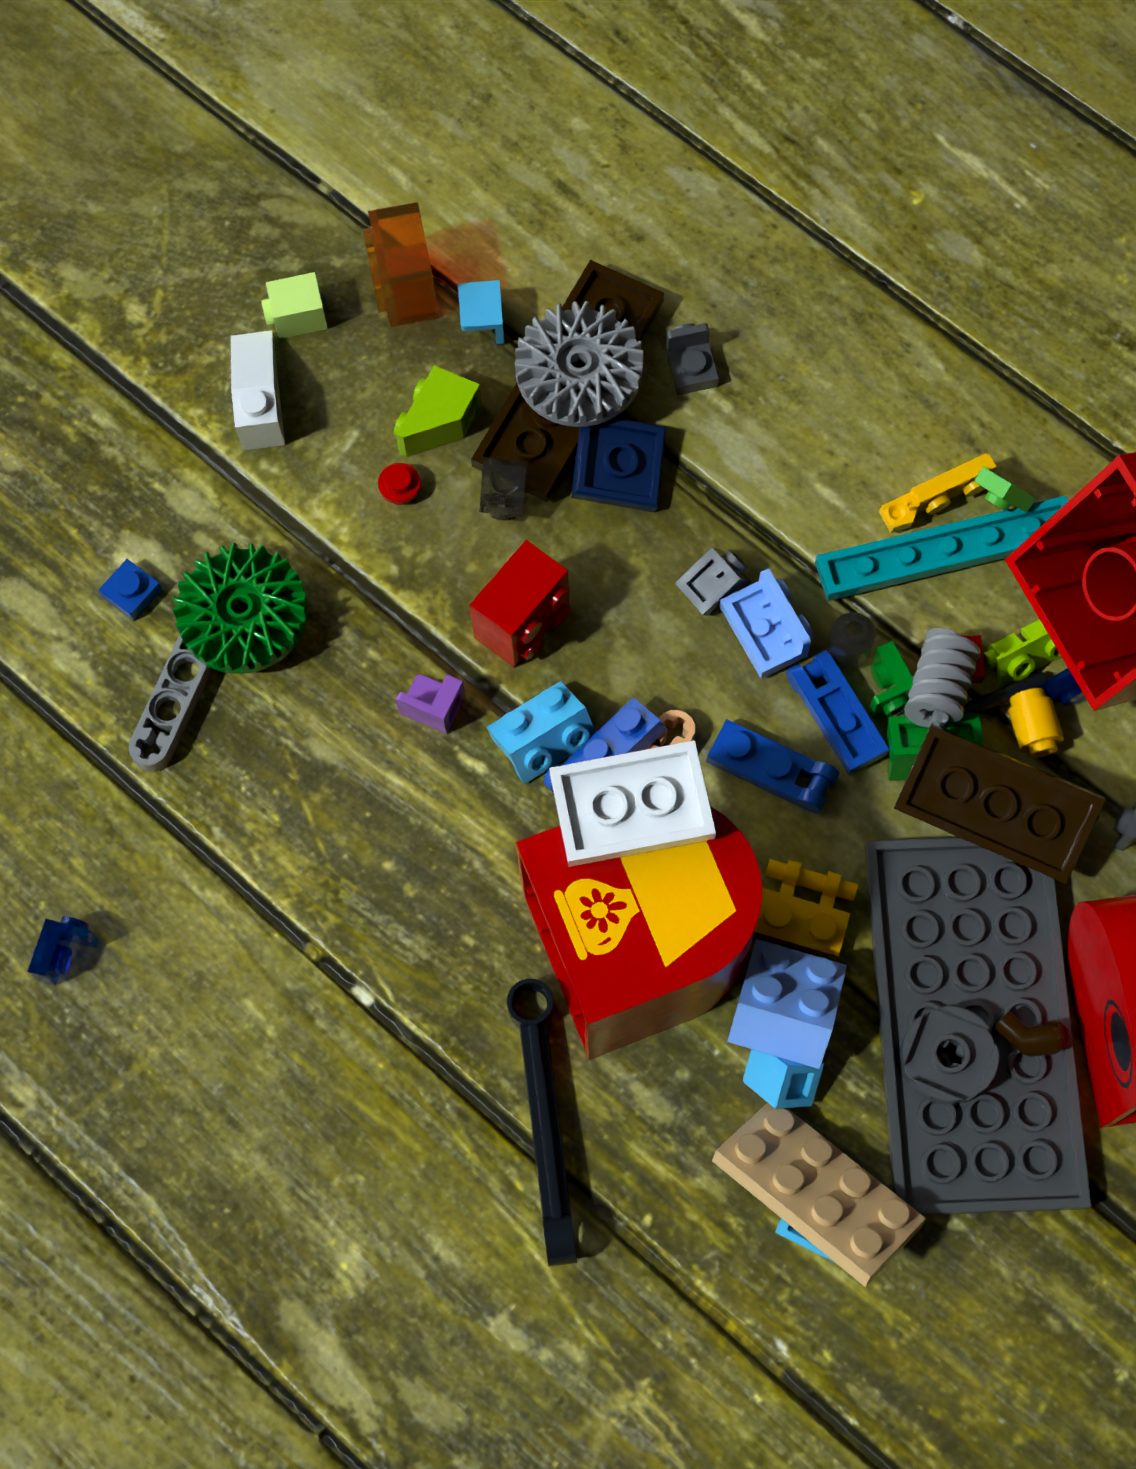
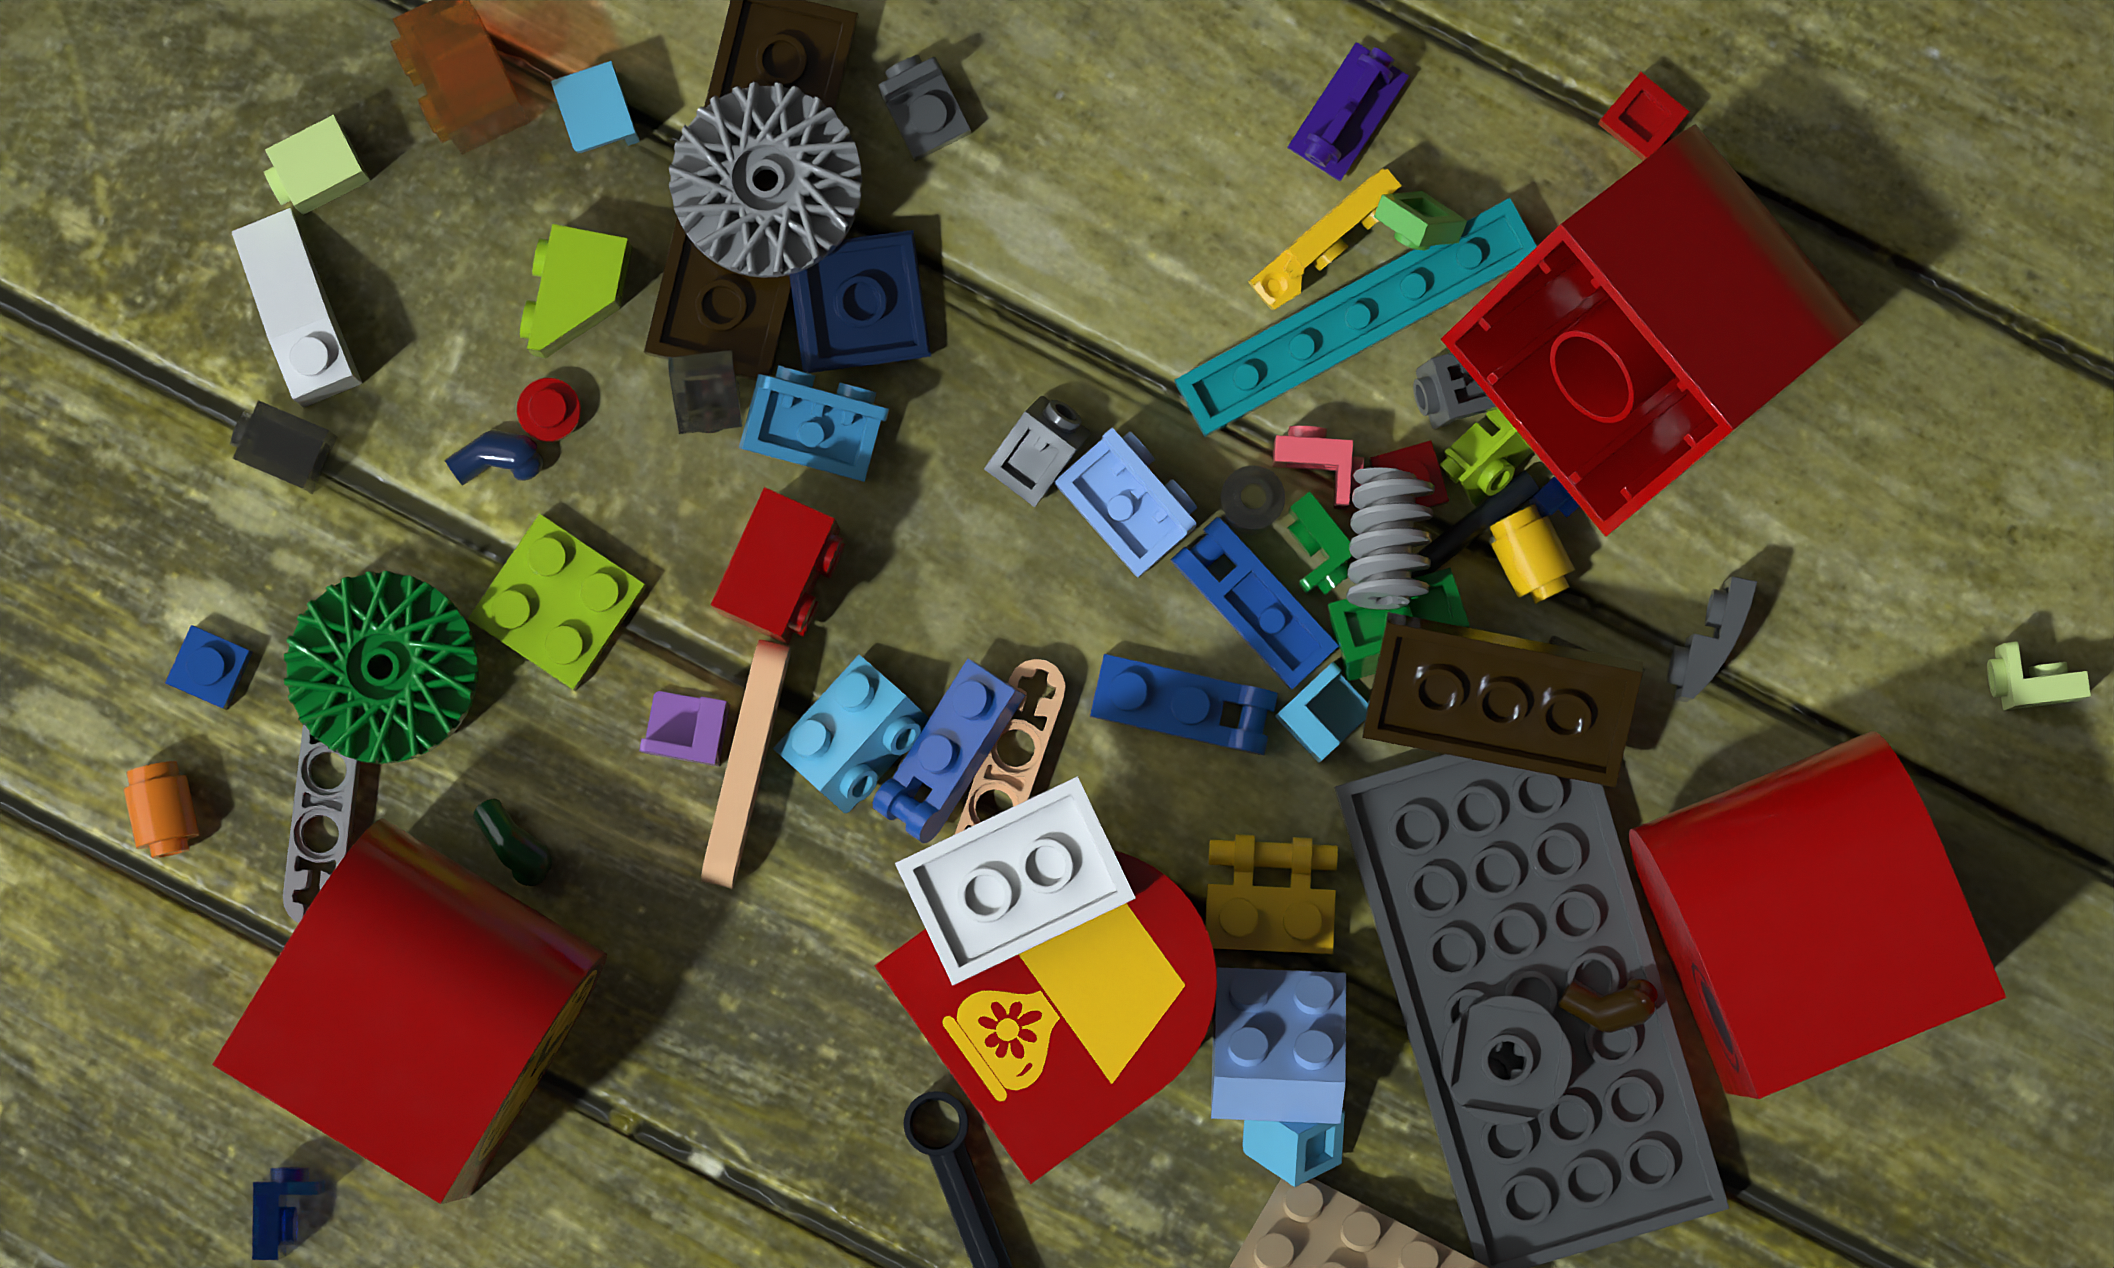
camera: 15 degrees left, 15 degrees up
(68, 666) = (160, 809): none -> orange brick
(187, 819) = (413, 1012): none -> red brick
(221, 463) = (282, 446): none -> clear smoke brick
(294, 746) = (513, 846): none -> dark green arm
(356, 499) = (497, 450): none -> dark blue arm
(369, 603) = (557, 602): none -> lime plate
(464, 732) = (745, 764): none -> light nougat beam
(570, 525) = (813, 425): none -> dark azure bracket
(866, 792) = (1324, 713): none -> medium azure panel
(902, 624) = (1310, 449): none -> coral bracket
(969, 423) = (1348, 110): none -> dark purple hinge
(1004, 604) = (1448, 392): none -> dark grey bracket

